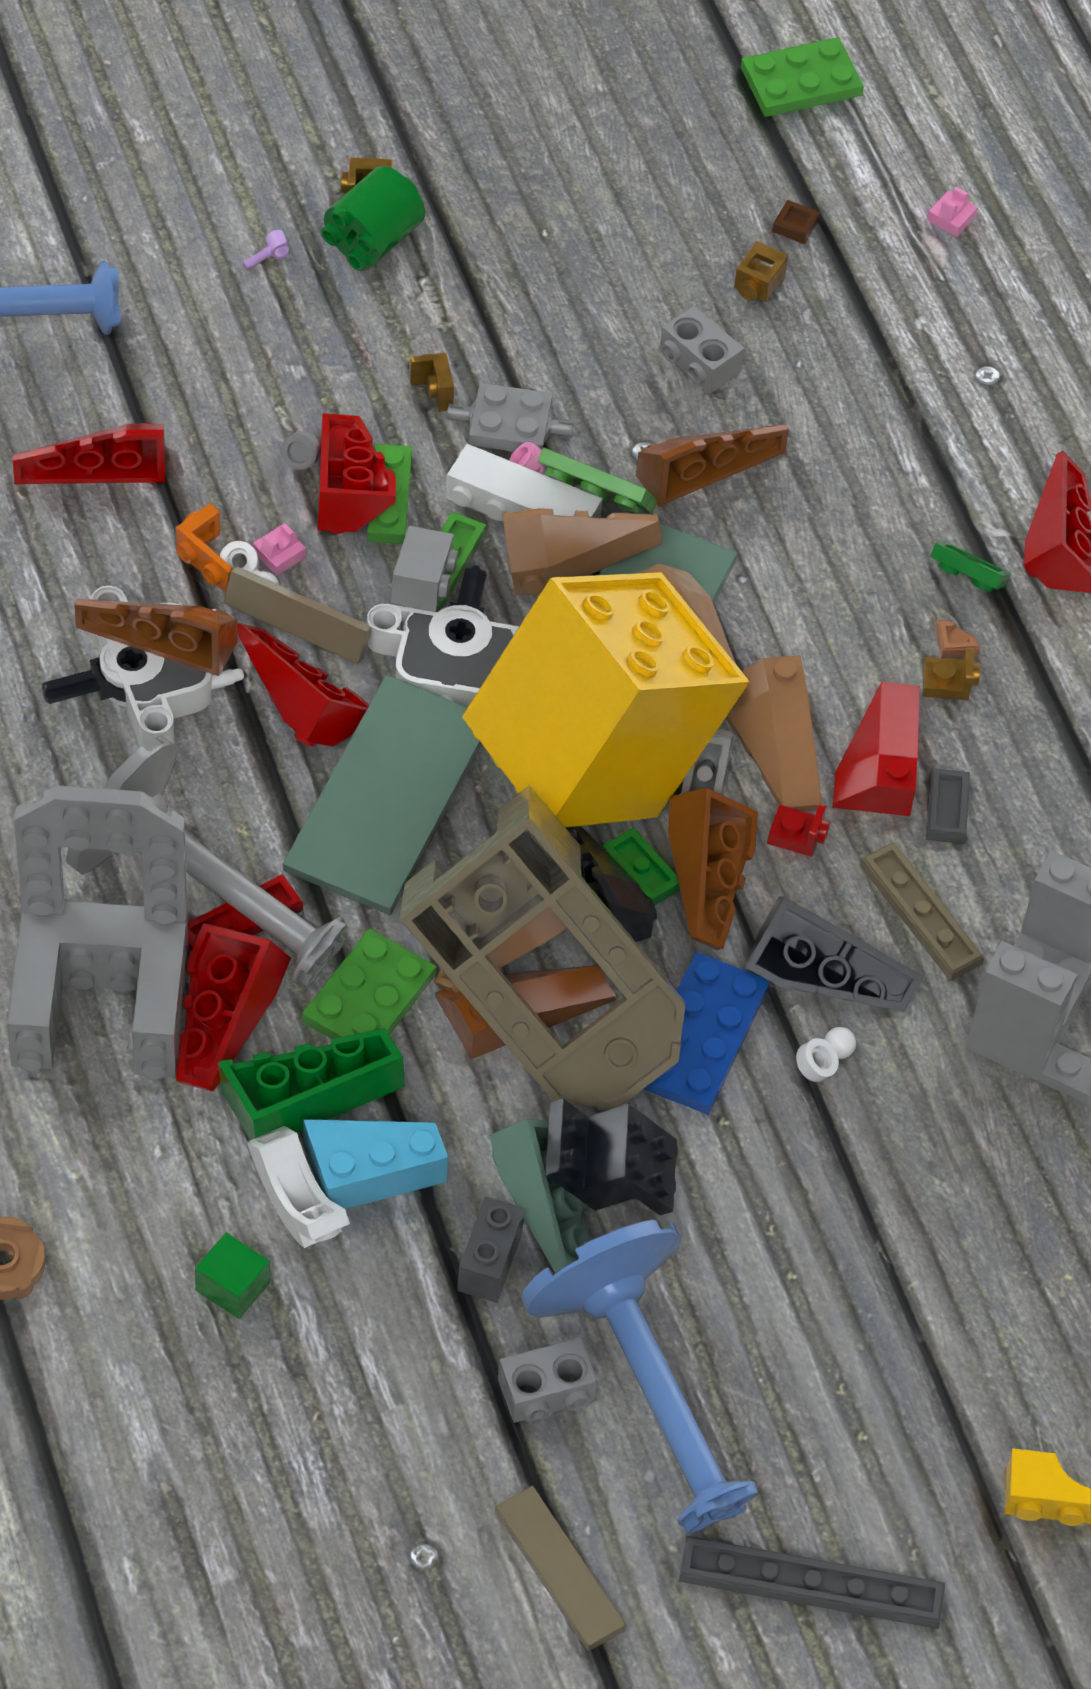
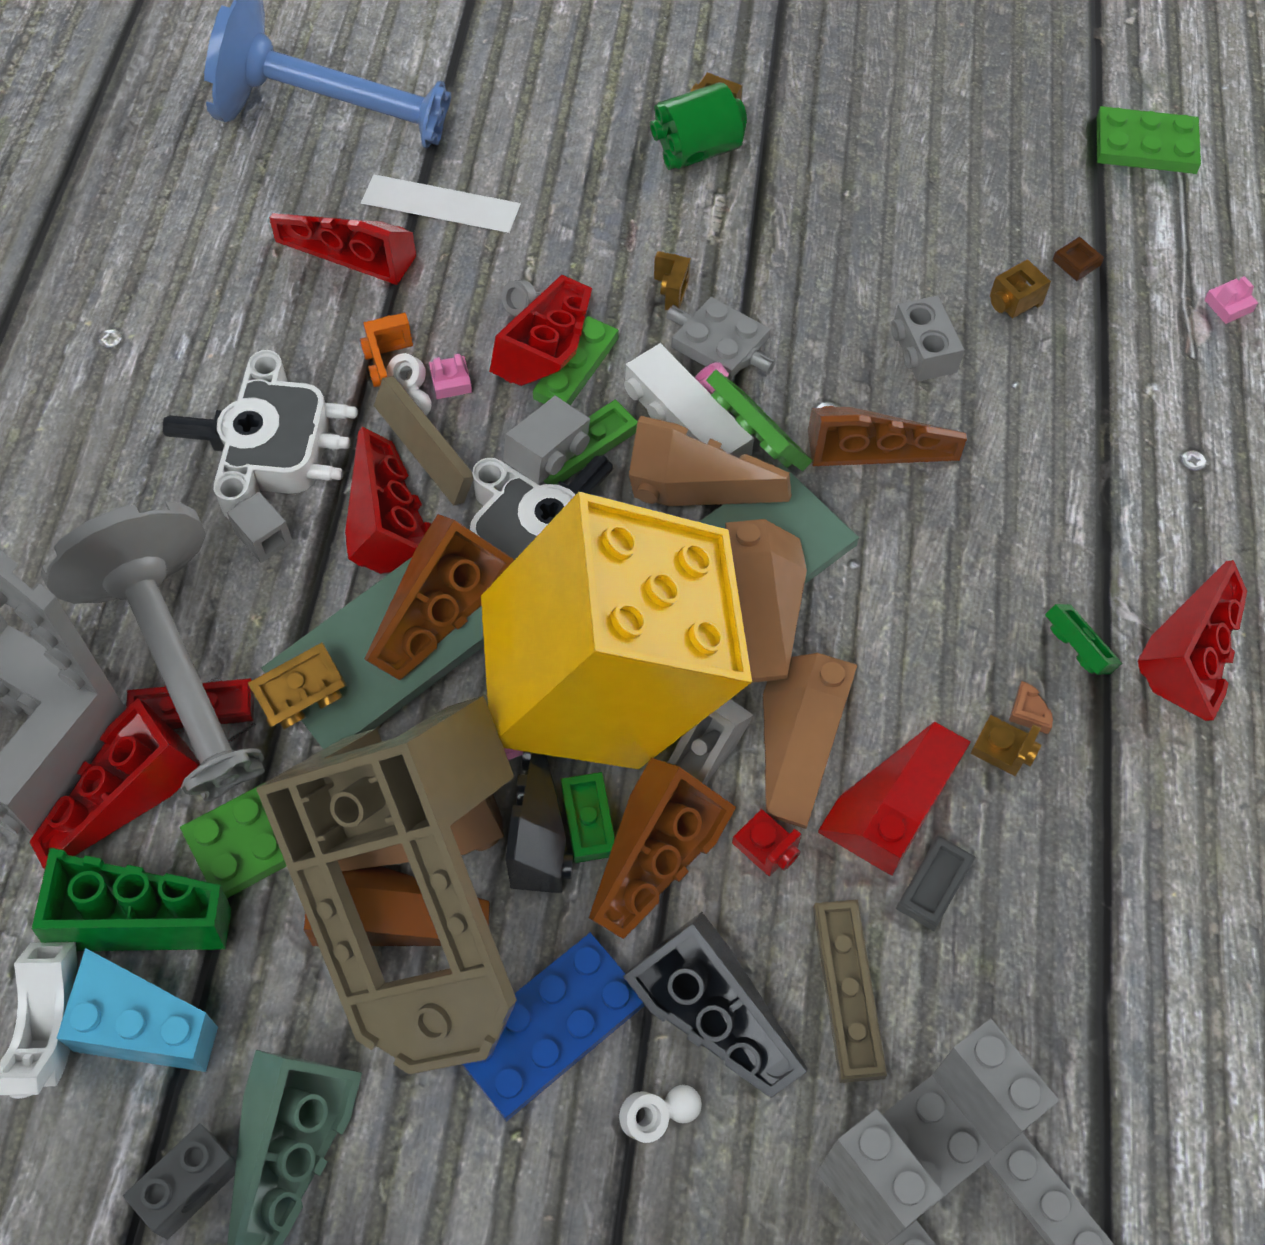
camera: 30 degrees right, 5 degrees up
(154, 386) = (441, 203): none -> white sticker
(174, 632) = (292, 413): dark orange wedge -> none
(200, 747) = (259, 527): none -> light grey brick
(276, 248) = (610, 127): lavender hand -> none
(336, 859) = (298, 685): none -> pearl gold bracket
(414, 721) = (435, 595): none -> dark orange wedge
(611, 1157) = (360, 1135): black bracket -> none

